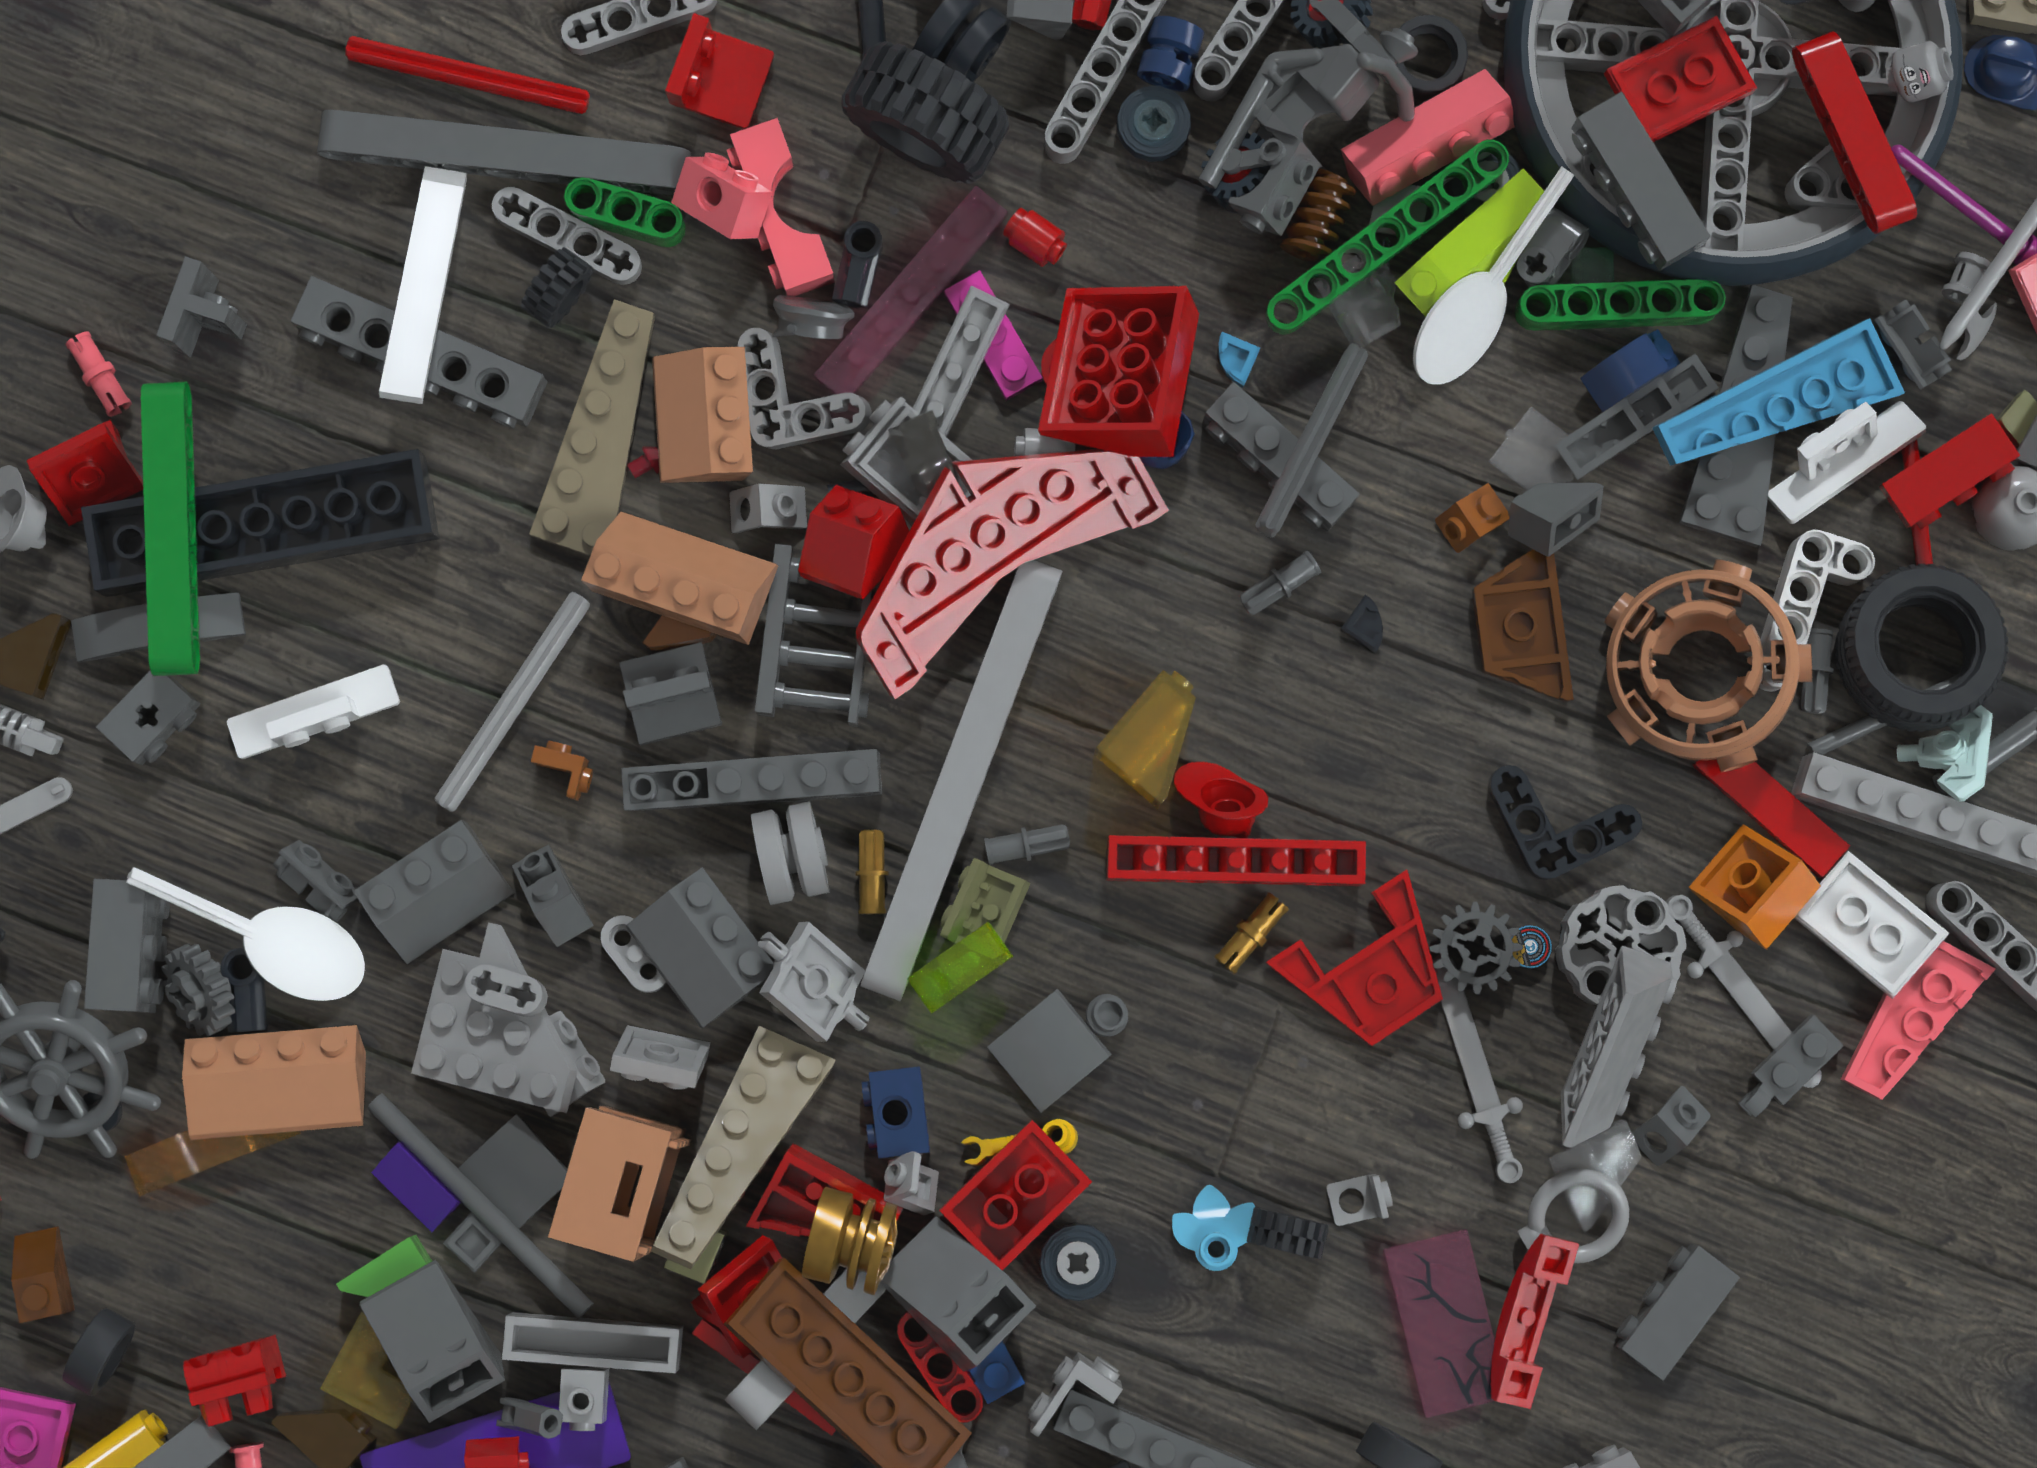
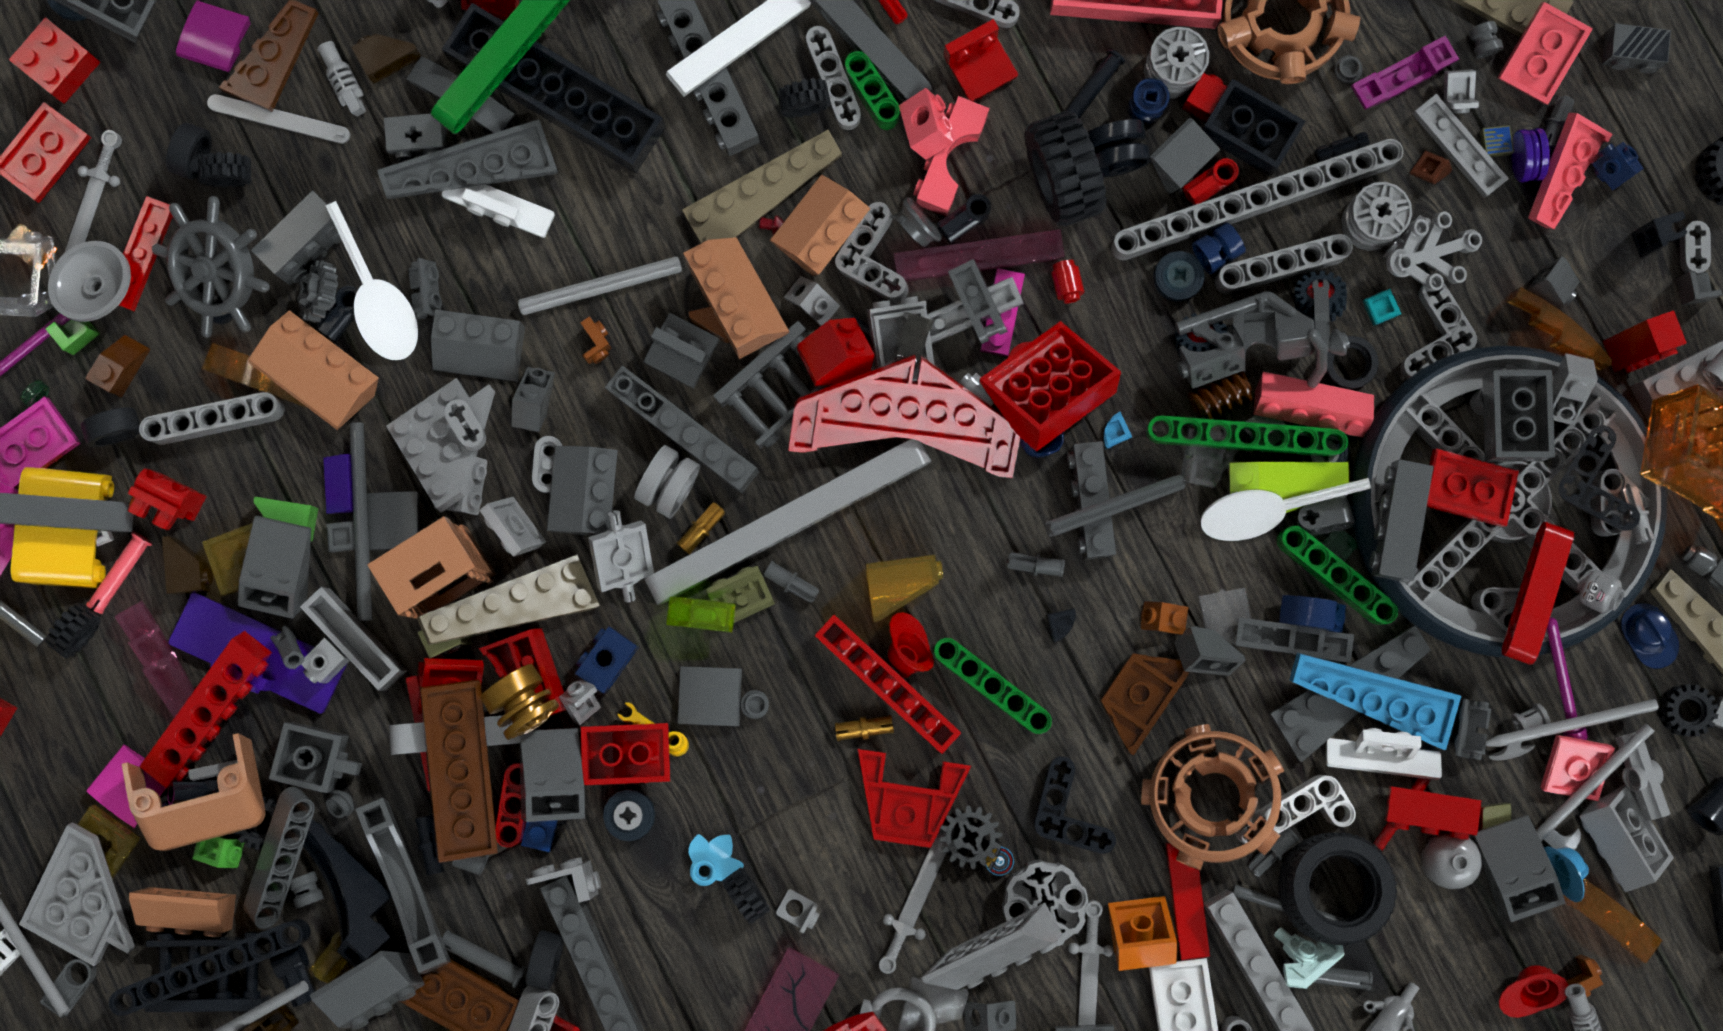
camera: 45 degrees right, 0 degrees up
(185, 1250) = (199, 415): none -> light grey beam
(259, 668) = (495, 158): none -> dark grey wing
(956, 345) = (977, 300): none -> dark grey plate
(1371, 755) = (1005, 691): none -> green beam

